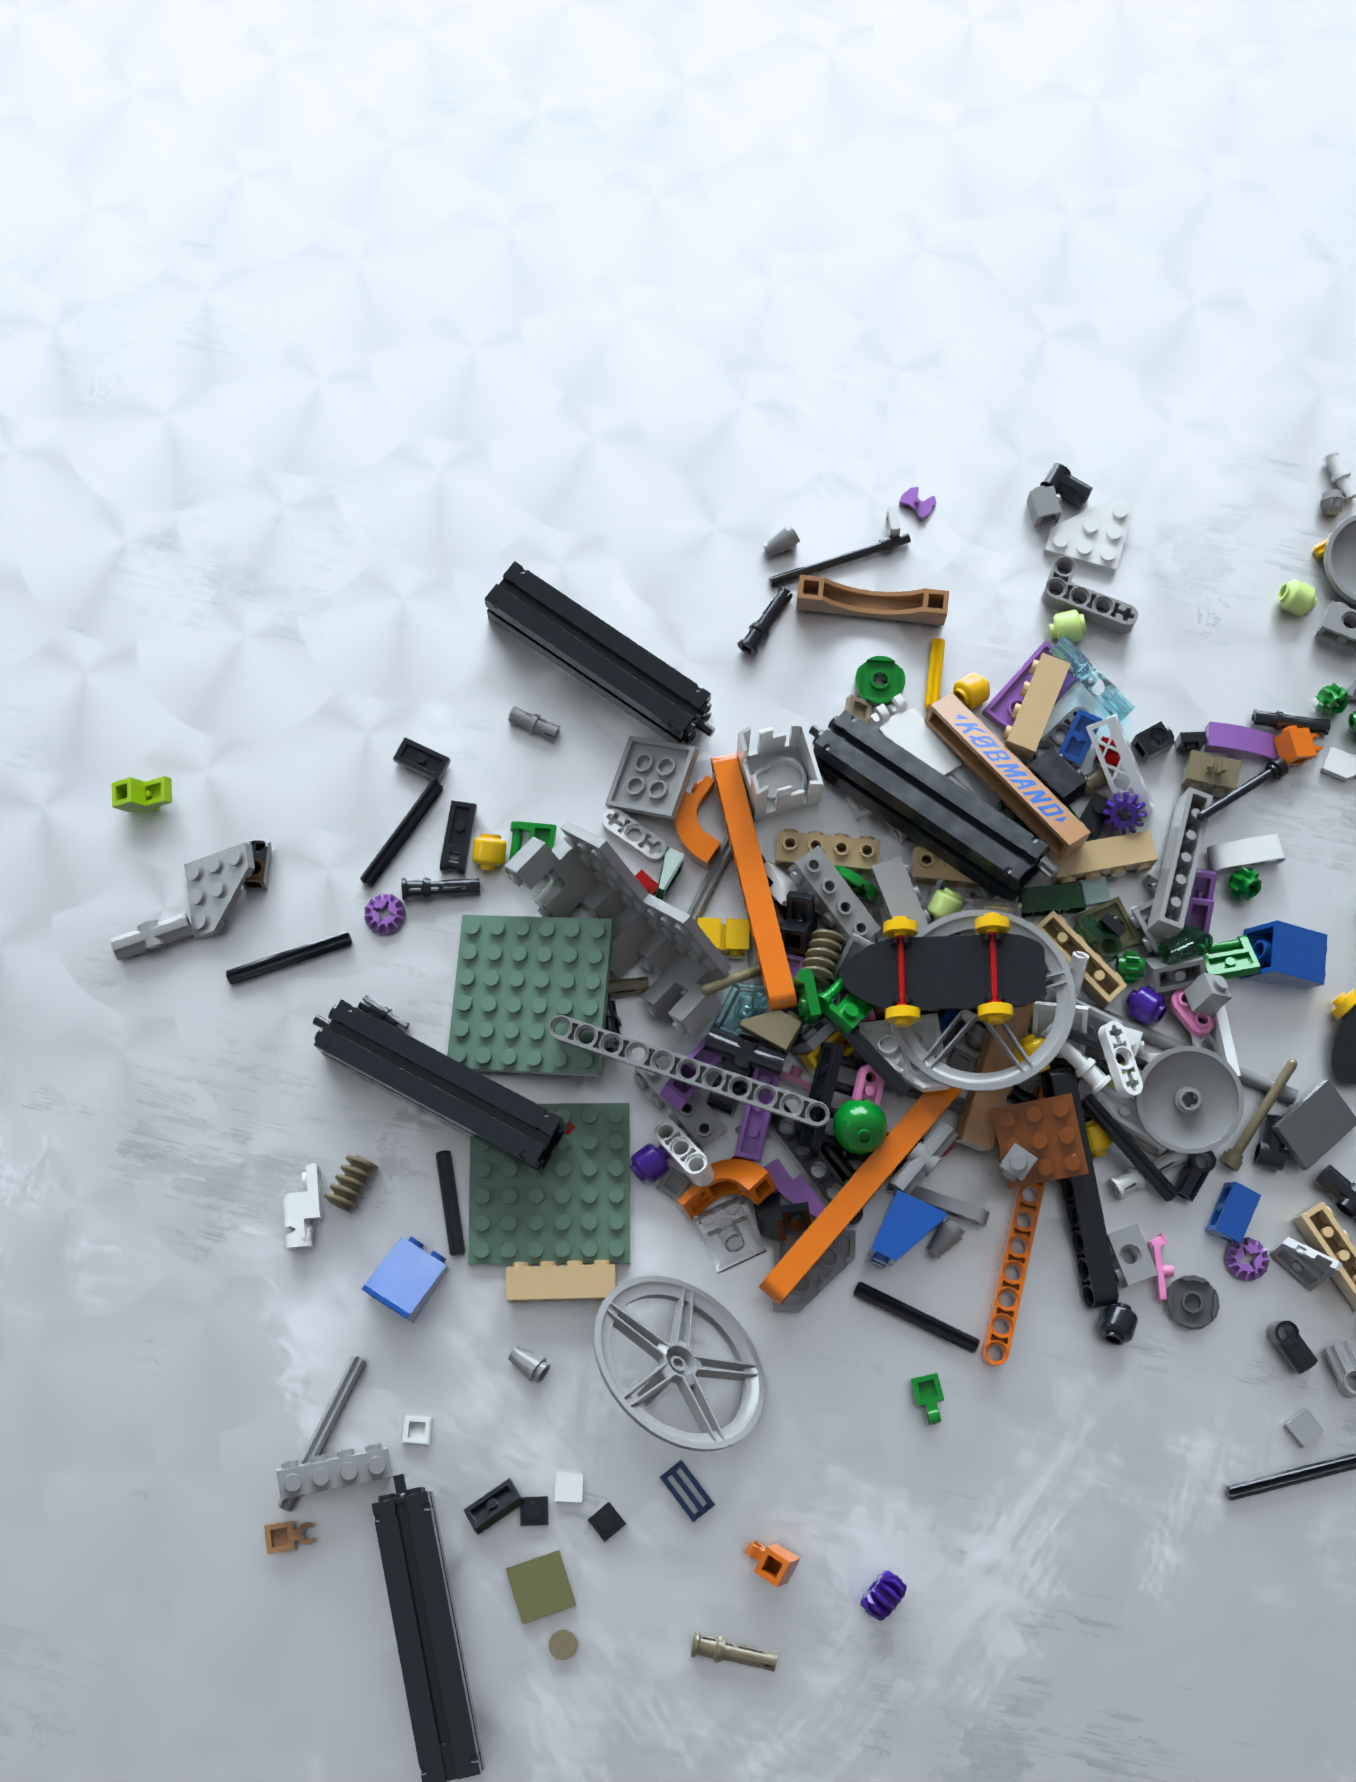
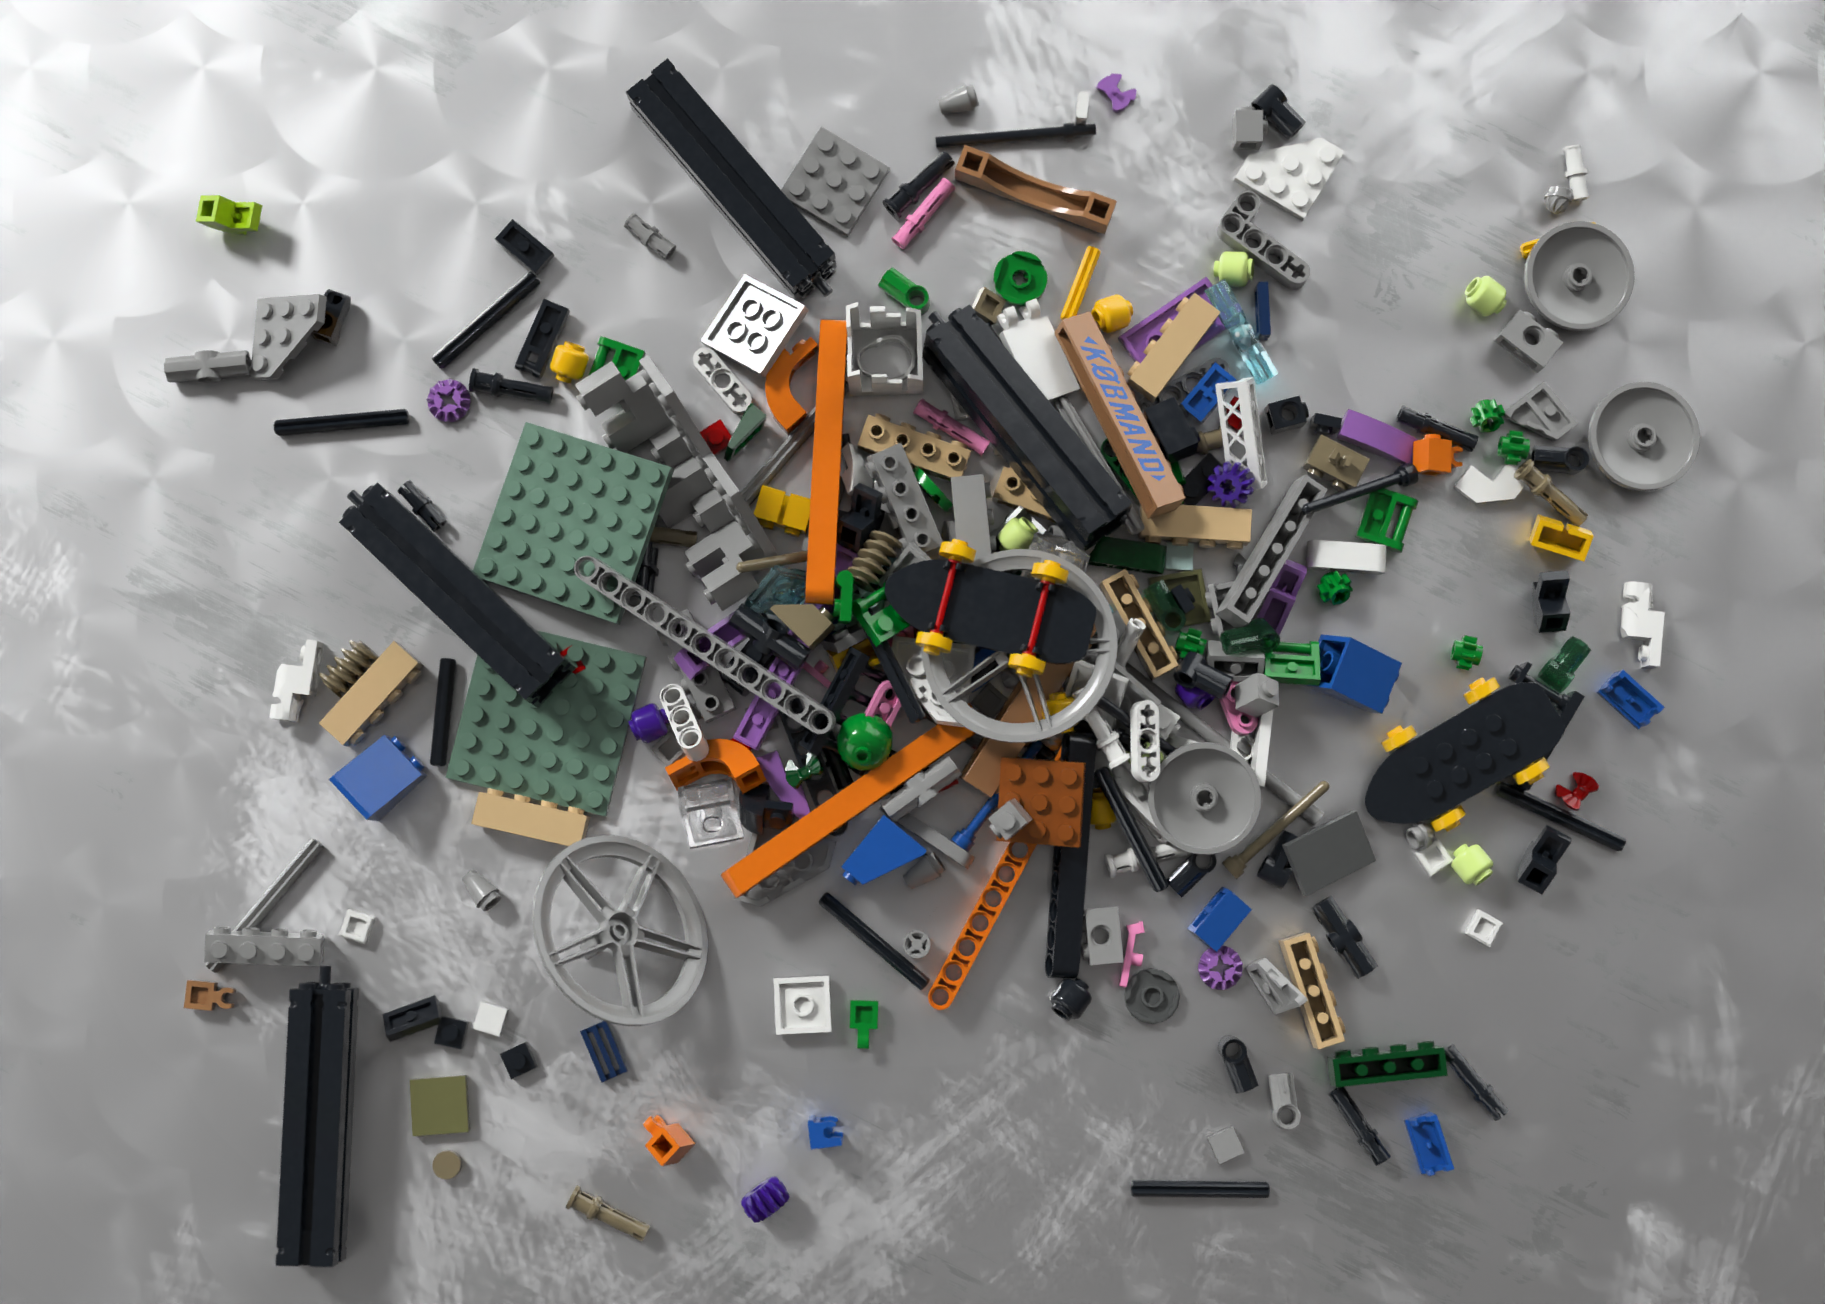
camera: 15 degrees right, 10 degrees up
(379, 1201) = (371, 694): none -> tan brick
(690, 635) = (834, 181): none -> light grey plate
(772, 653) = (915, 222): none -> bright pink pin
(777, 714) = (904, 290): none -> green piece
(804, 1176) = (796, 776): none -> dark green piece
(861, 827) = (952, 427): none -> bright pink pin
(866, 1395) = (802, 1005): none -> white plate
(917, 1513) = (821, 1132): none -> blue hinge
(961, 1306) = (918, 948): none -> light grey wheel
(975, 1194) = (966, 836): none -> blue piece
(1104, 656) = (1262, 311): none -> dark blue tile
(1145, 988) = (1197, 673): none -> black piece
(1262, 811) = (1378, 515): none -> green plate

